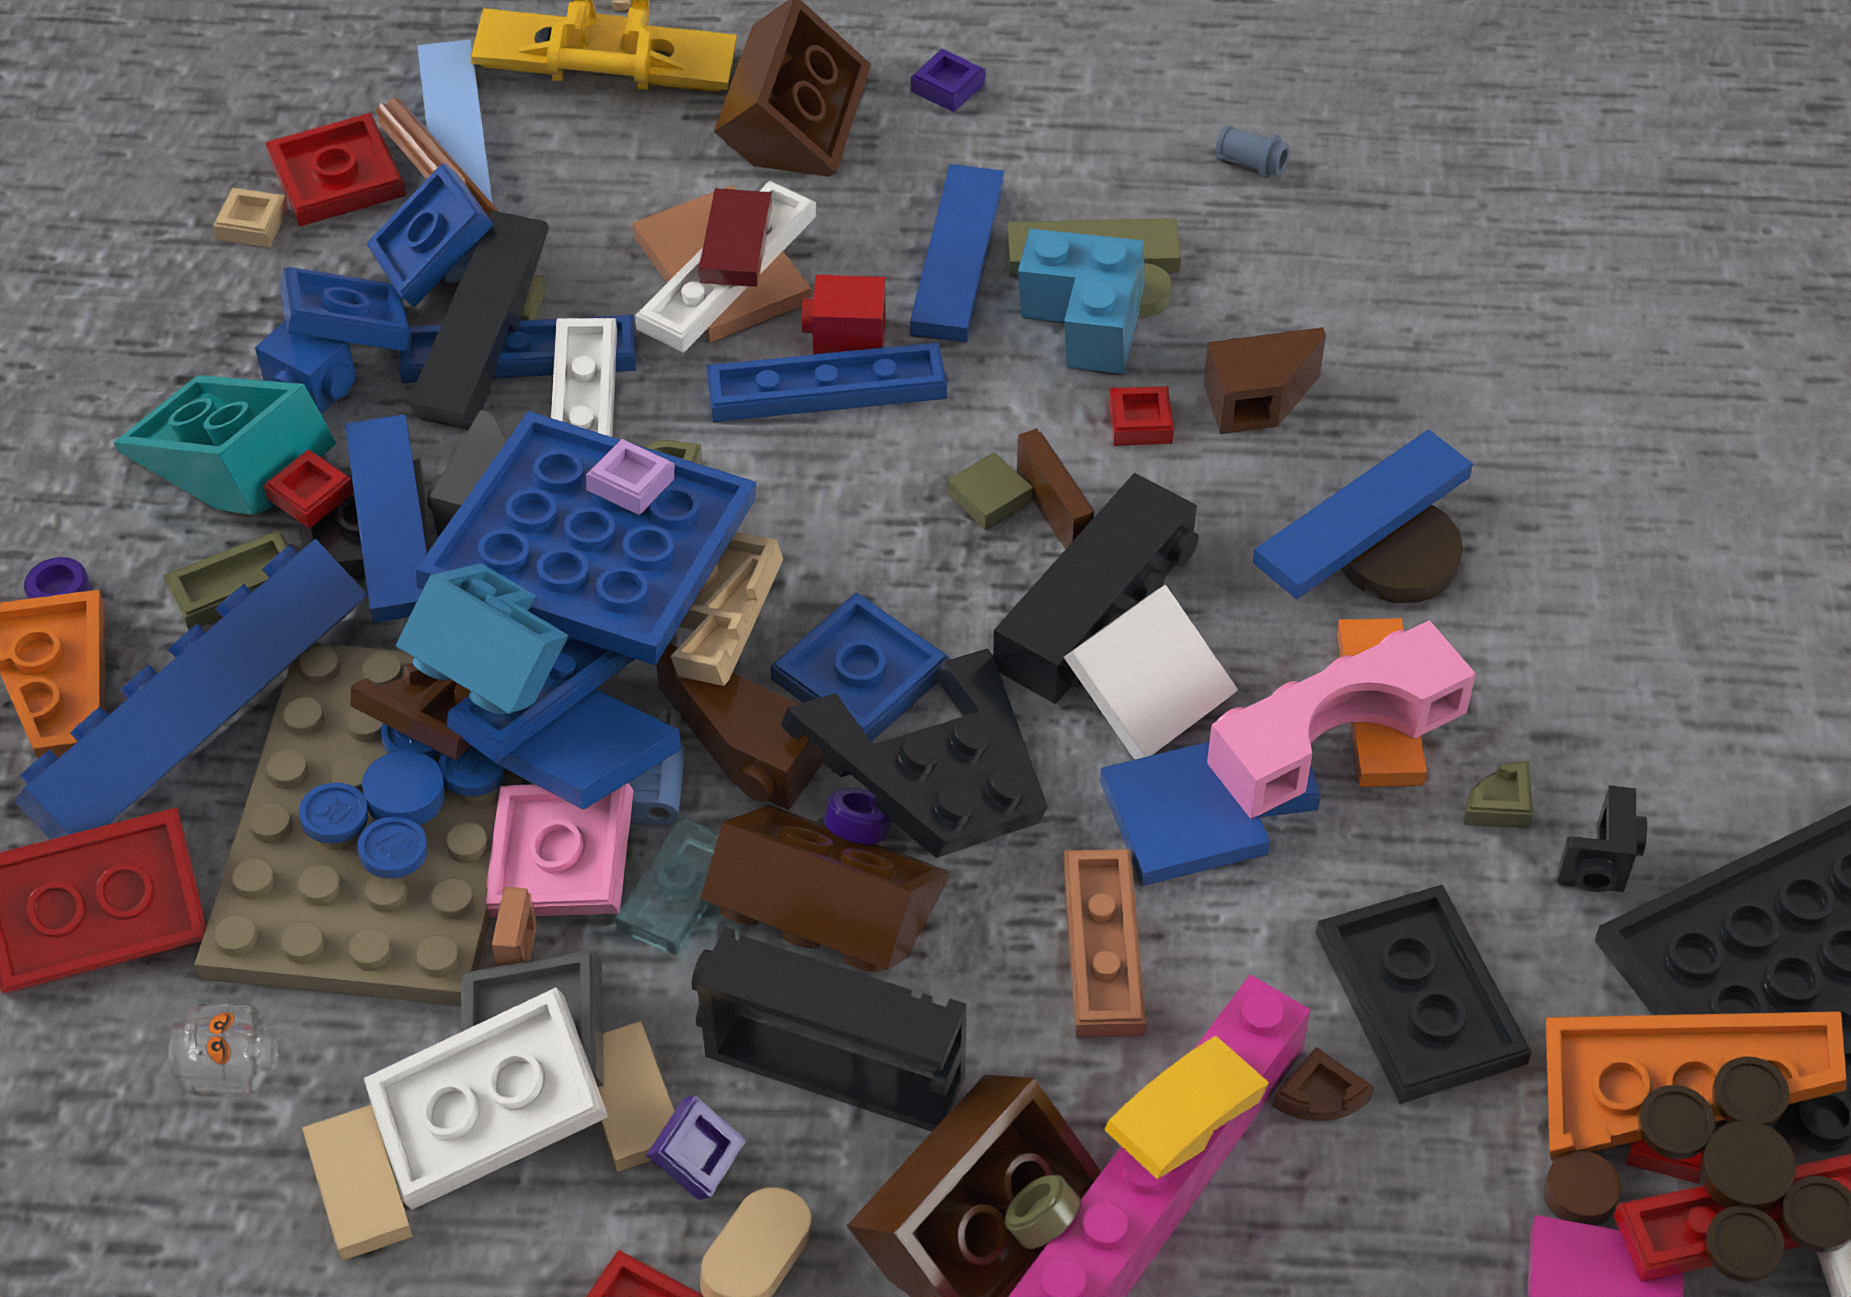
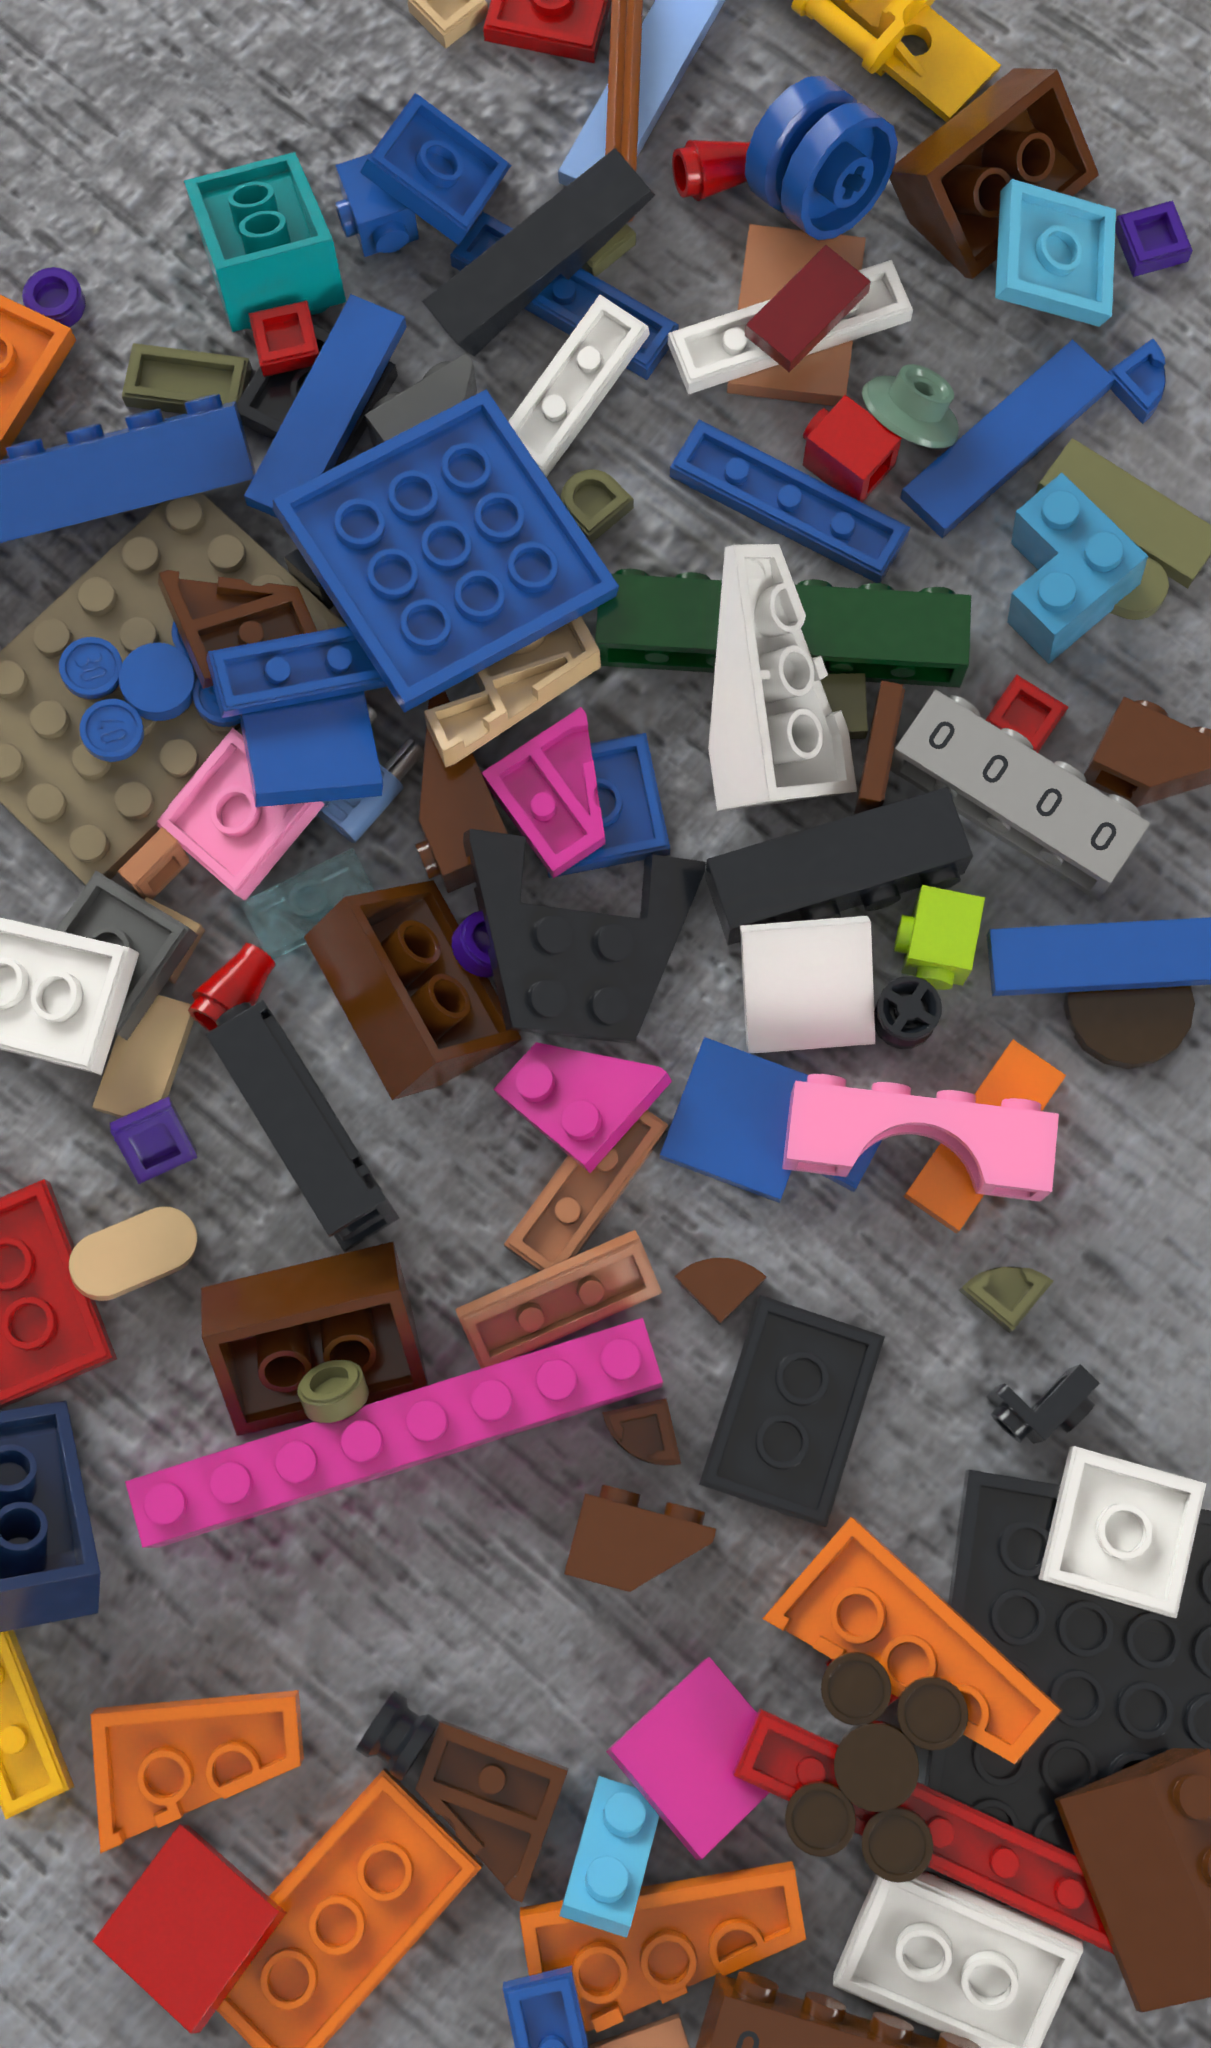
camera: 40 degrees right, 25 degrees up
(429, 234) = (560, 132): blue tile -> none
(482, 636) = (256, 608): dark azure brick -> none
(570, 201) = (708, 167): none -> red cone
(630, 476) = (512, 517): lavender tile -> none
(661, 138) = (820, 157): none -> blue wheel
(665, 994) = (233, 984): none -> red cone
(822, 658) = (552, 793): none -> dark pink wing
(872, 256) = (914, 406): none -> sand green piece
(889, 116) = (1055, 253): none -> medium azure plate
(907, 455) = (854, 630): none -> dark green brick
(957, 519) = (769, 710): none -> white wedge
(1023, 166) = (1141, 380): none -> blue tile
(1040, 873) = (581, 1097): none -> dark pink wing
(1164, 1022) = (559, 1300): none -> nougat tile
(1184, 1106) = (484, 1403): yellow slope -> none
(1197, 455) = (1019, 793): none -> light grey brick
(1220, 583) = (940, 936): none -> lime brick
(1255, 640) = (913, 1001): none -> black wheel
(1278, 939) = (720, 1284): none -> reddish brown tile
(1387, 1171) = (630, 1545): none -> reddish brown slope
(1582, 1188) = (767, 1661): reddish brown tile -> none
(1752, 884) = (1122, 1531): none -> white tile

